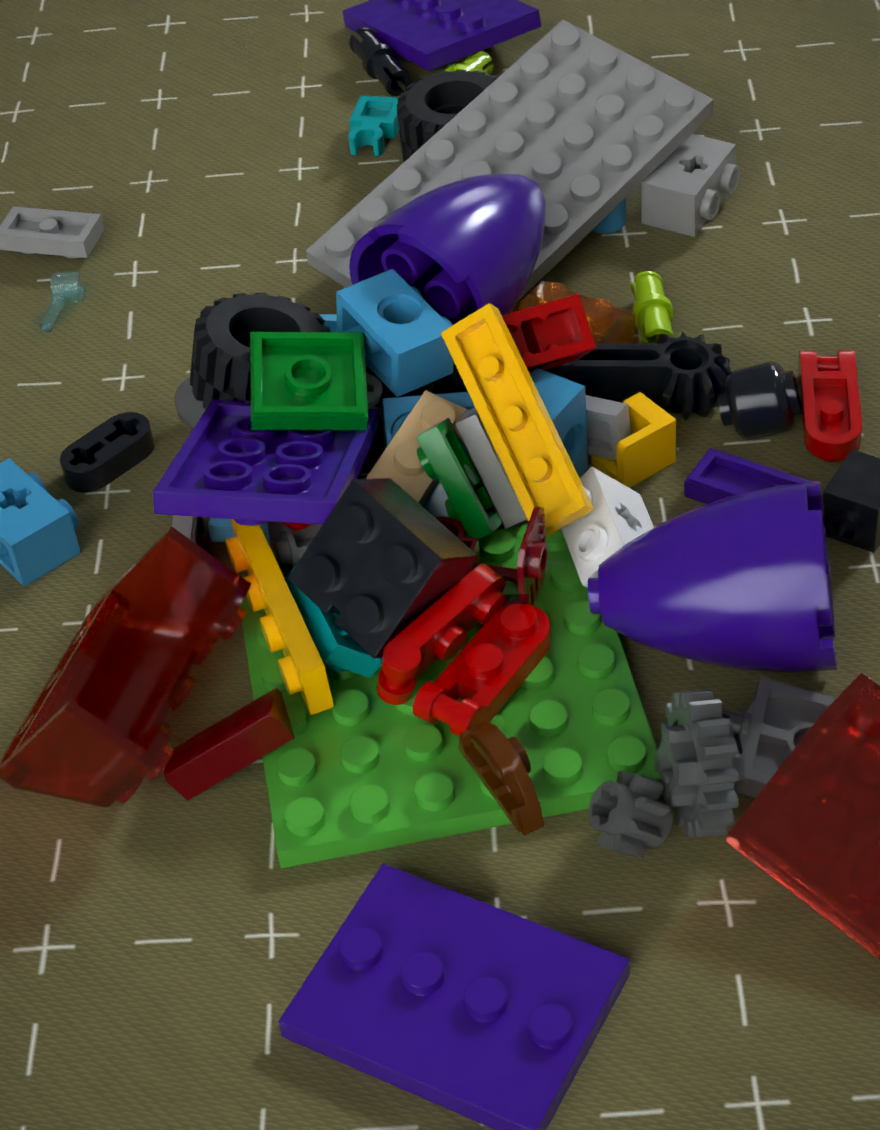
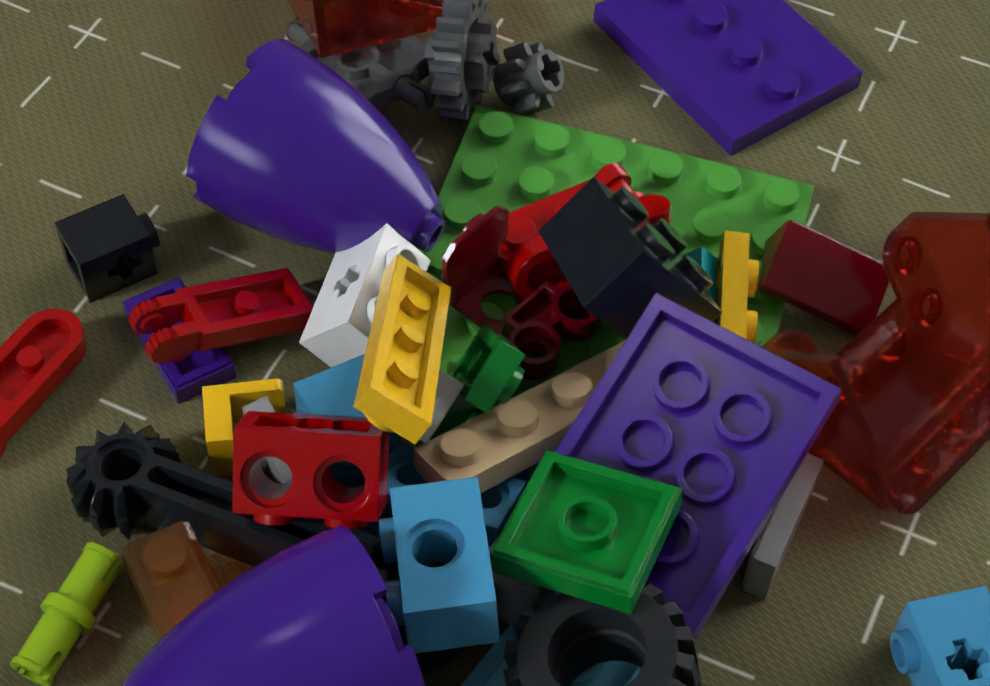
camera: 160 degrees left, 10 degrees up
(504, 772) = (610, 121): reddish brown plate -> none
(718, 469) = (221, 314): none -> red hinge
(760, 400) = (80, 400): black head -> none

